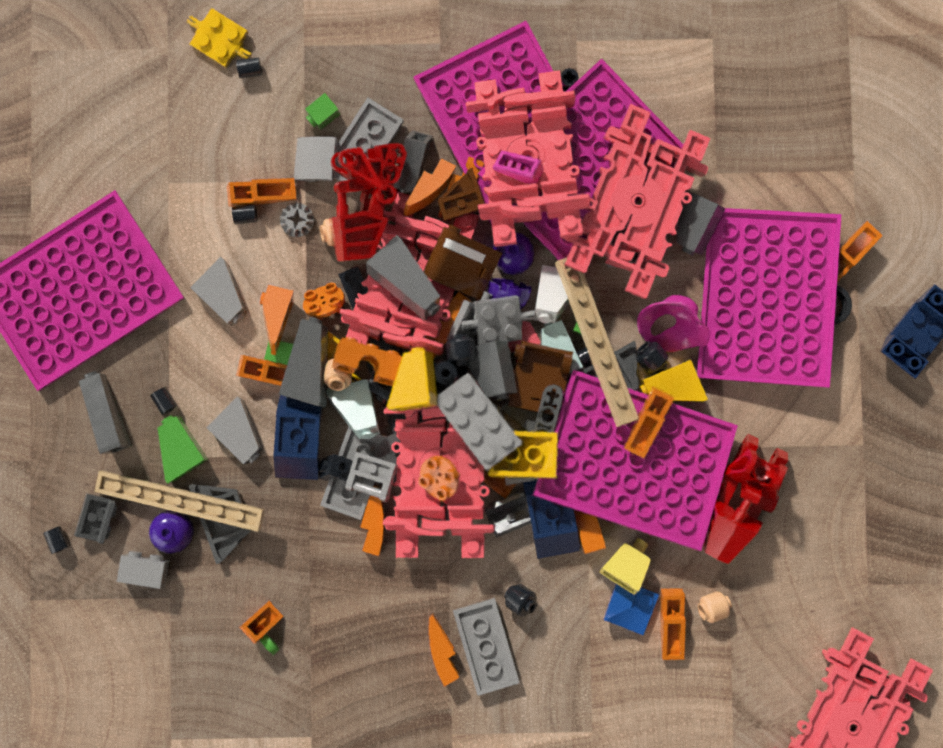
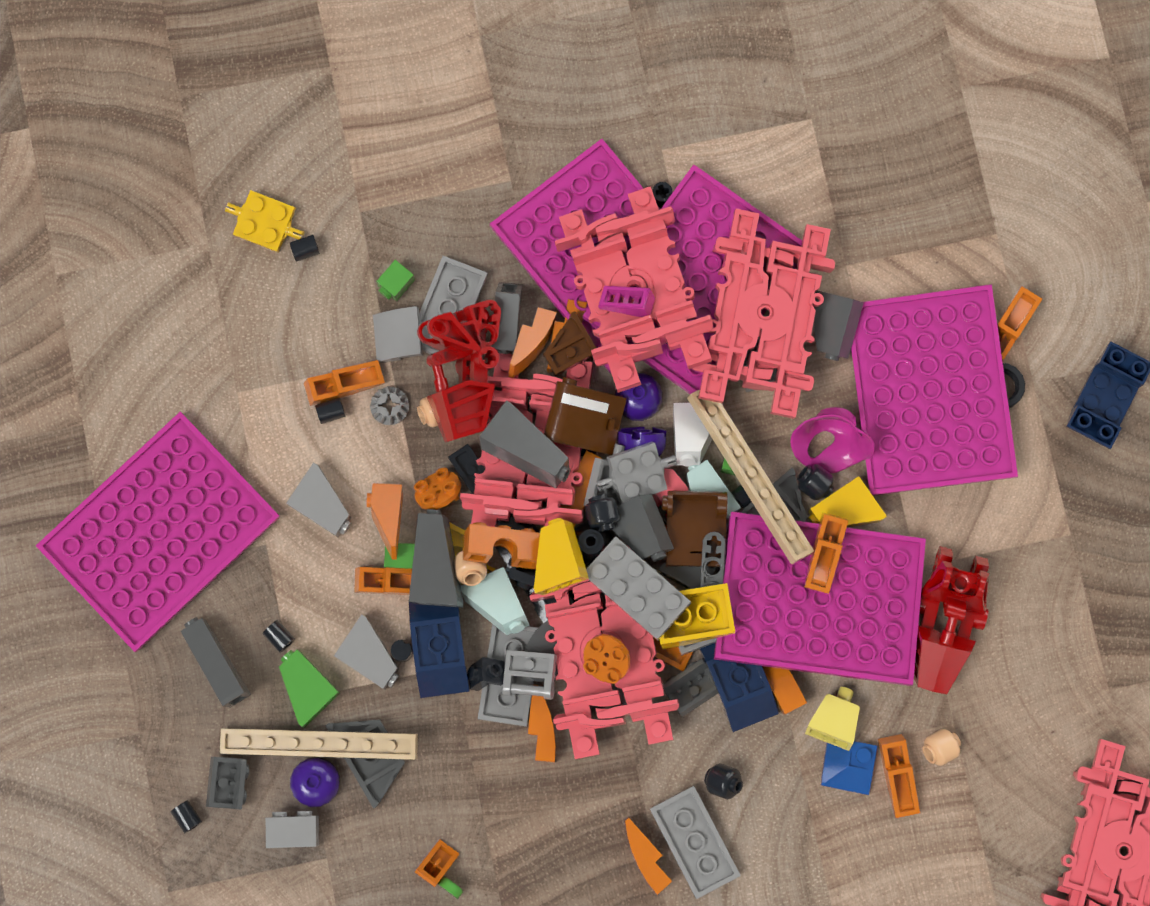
camera: 10 degrees left, 5 degrees down
(265, 434) = (401, 651): none -> black piece

